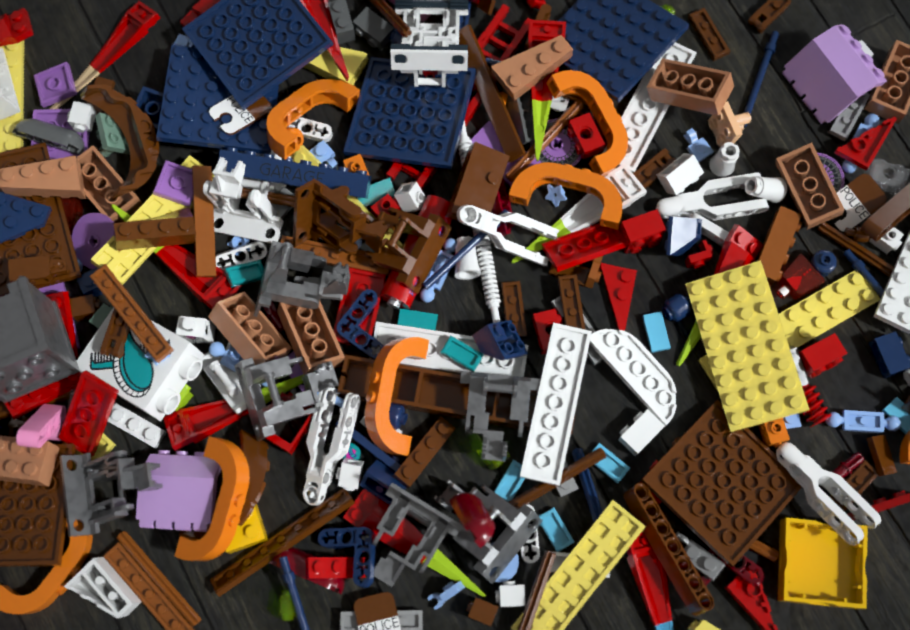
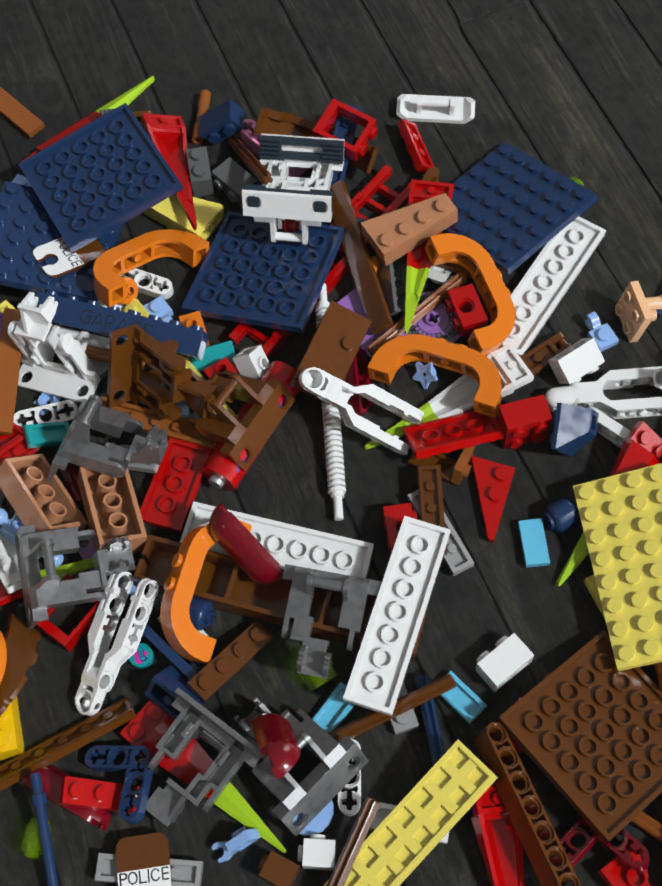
camera: 10 degrees right, 10 degrees down
(350, 474) = (135, 679): white brick -> none
(355, 330) = (166, 508): dark blue beam -> none
(417, 319) = (245, 503): teal tile -> none
(426, 360) = (243, 547): none -> dark red brick
(443, 256) = (276, 449): light blue plate -> none
(456, 258) = (297, 433): dark blue bar -> none
(462, 353) = (291, 546): teal tile -> none
(468, 266) = (310, 439): white plant -> none
(500, 341) = (338, 534): dark blue slope -> none
(514, 306) = (361, 503): reddish brown tile -> none
(556, 530) = (385, 775): medium azure tile -> none
(638, 371) = (506, 586): white plate -> none
(690, 86) = (594, 261): nougat brick -> none
(699, 259) = (593, 460): red bracket -> none
(701, 558) = (569, 830): light grey hinge -> none
(708, 34) = (622, 213): reddish brown tile -> none
(724, 160) = (632, 348): white plant -> none

